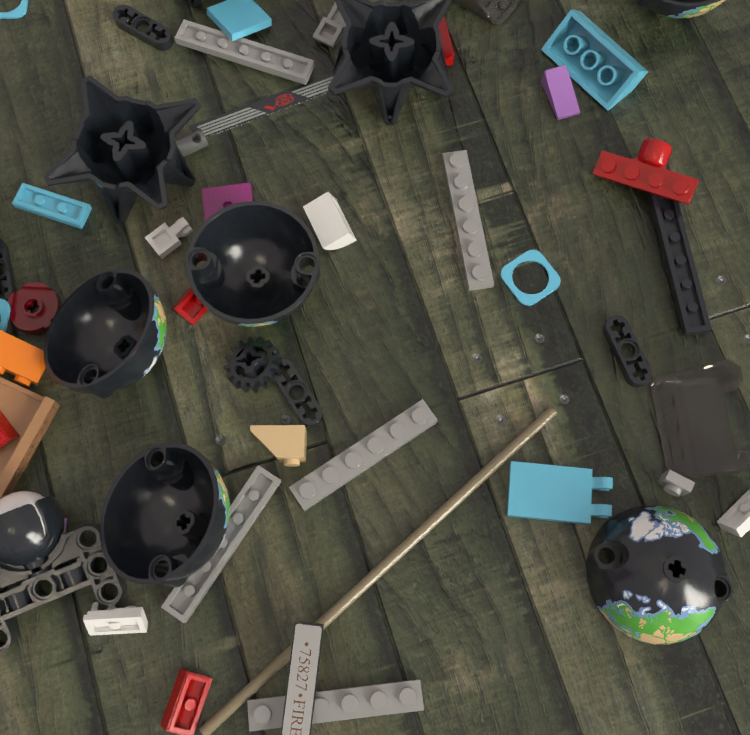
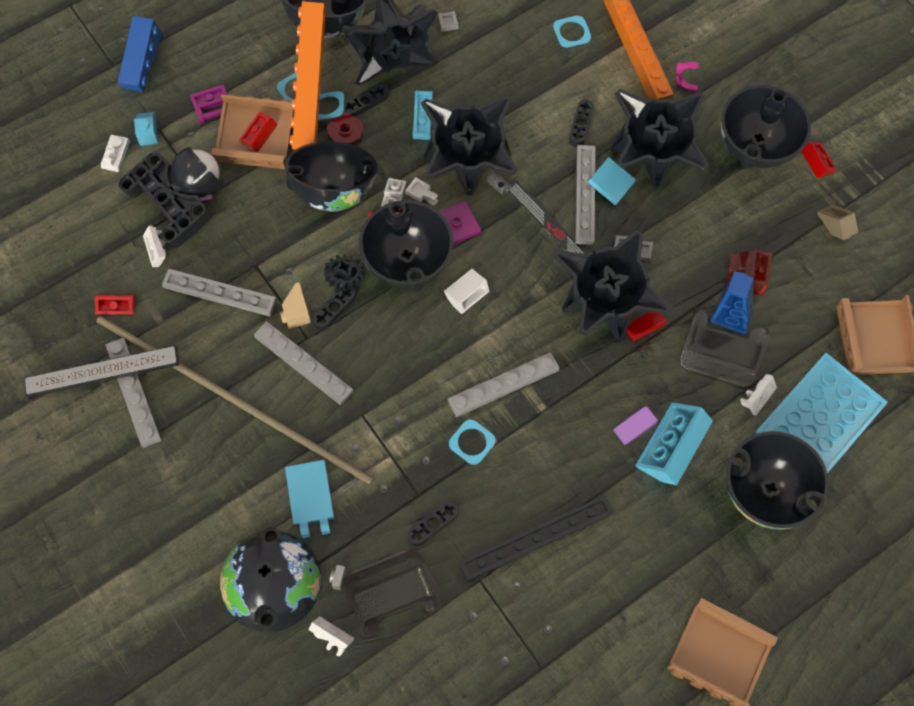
camera: 70 degrees right, 5 degrees down
(161, 275) = (393, 191): none -> white slope
(161, 526) = (221, 247): black piece -> none
(647, 172) = (582, 501): red plate -> none

